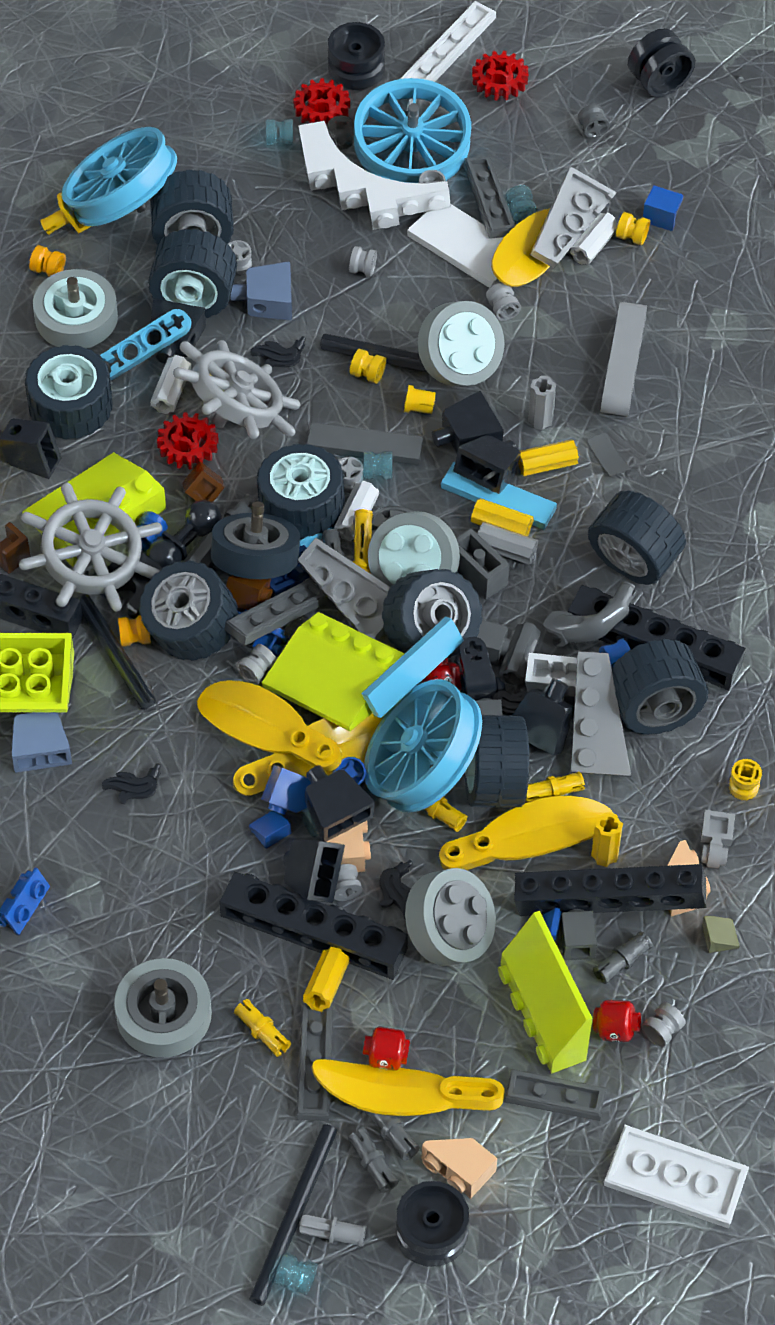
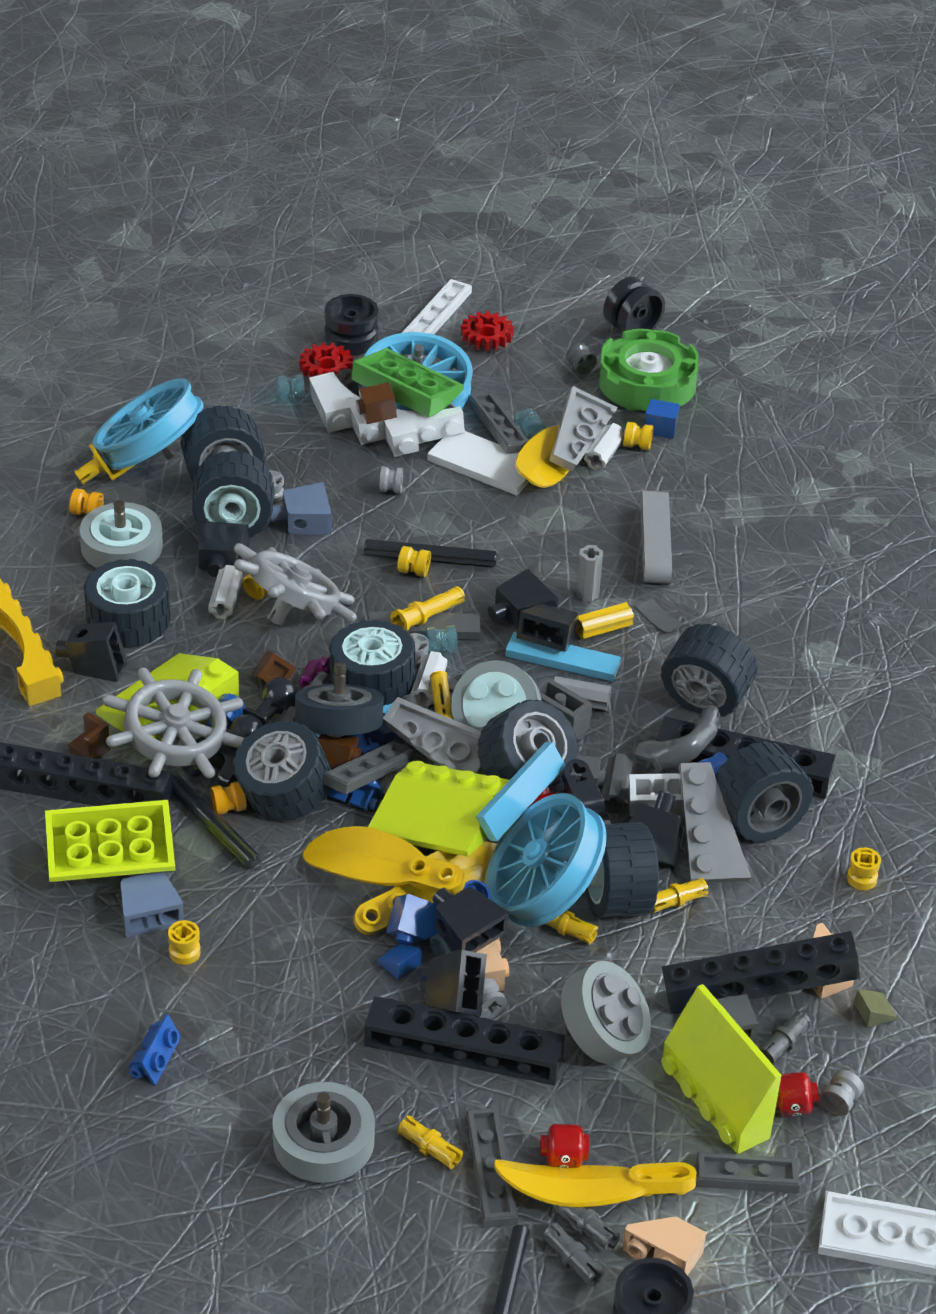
camera: 10 degrees left, 15 degrees down
(66, 787) = (184, 942): none -> yellow wheel
(132, 786) = (250, 937): black piece -> none
(145, 349) = (198, 562): medium azure beam -> none
(187, 440) = (250, 635): red gear -> none
(243, 485) = (313, 668): none -> magenta arm
(257, 664) = (359, 813): light grey wheel -> none
(279, 356) = (326, 562): black piece -> none
(326, 979) = (488, 1087): yellow axle -> none
(359, 171) = (377, 403): none -> reddish brown brick
(359, 432) = (419, 612): none -> yellow pin
(392, 887) = (539, 1003): black piece -> none
(396, 145) = (410, 381): none -> bright green slope
(419, 400) = (466, 581): yellow bush -> none
(461, 343) = (502, 531): wheel -> none
(502, 517) = (571, 670): yellow axle -> none
(503, 301) = (531, 501): light grey wheel -> none
(527, 832) = (666, 933): yellow plant -> none
(606, 839) = (744, 926): yellow axle -> none
(660, 144) = (648, 367): none -> bright green piece
(718, 831) = (849, 915): light grey plate -> none

